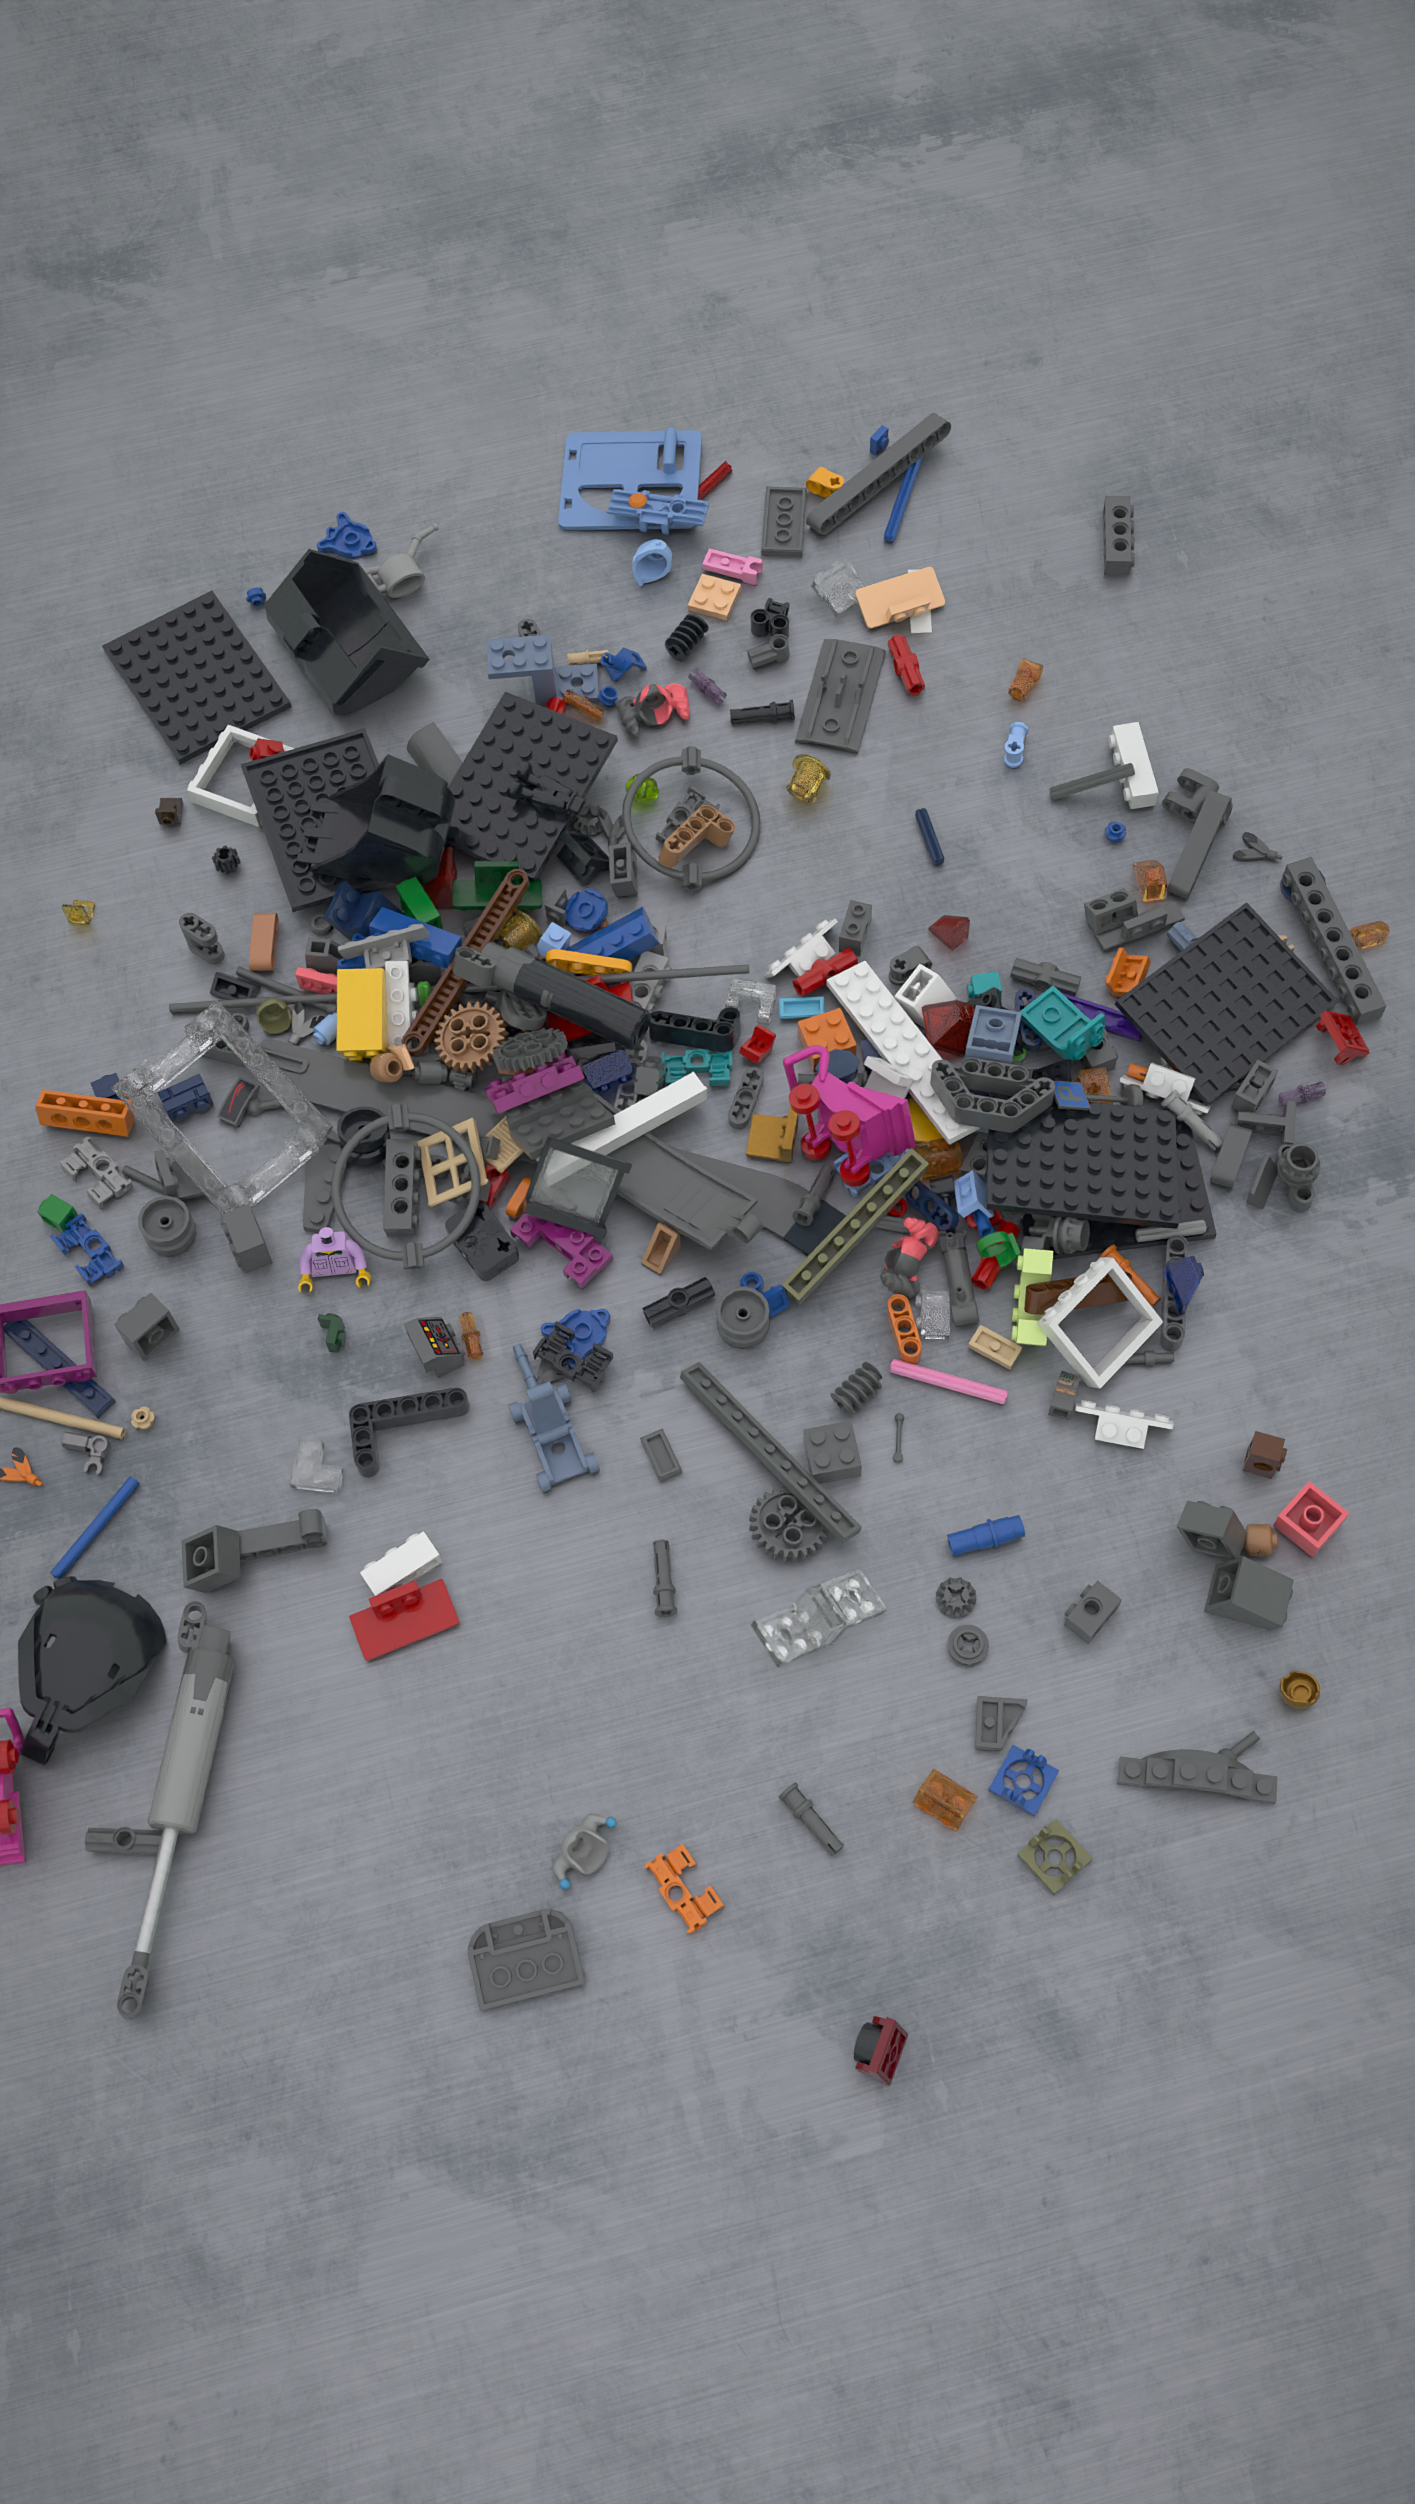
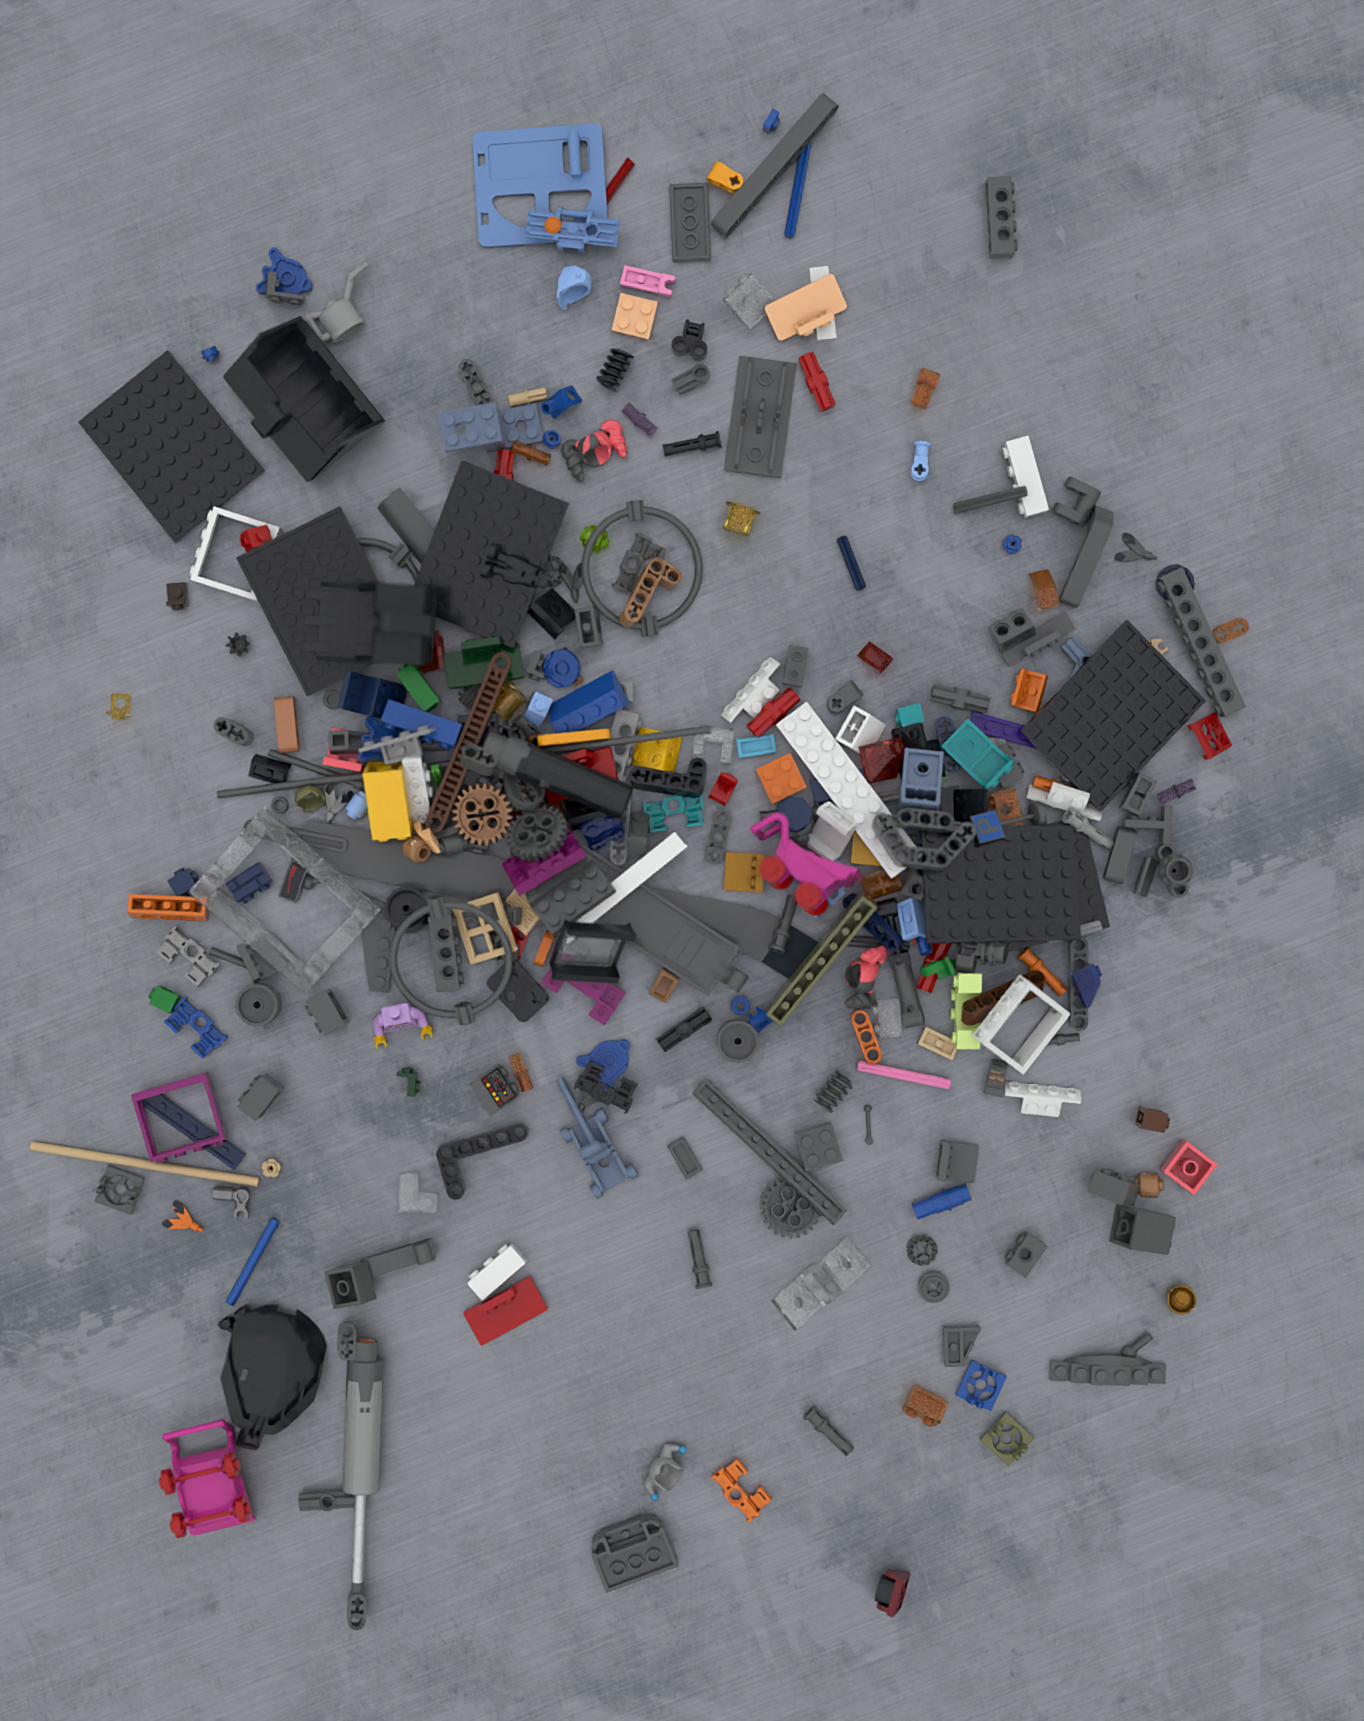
camera: 15 degrees left, 25 degrees up
(339, 548) = (272, 284): none -> dark grey bracket
(687, 997) = (658, 753): none -> yellow bracket
(1008, 1489) = (957, 1162): none -> dark grey bracket

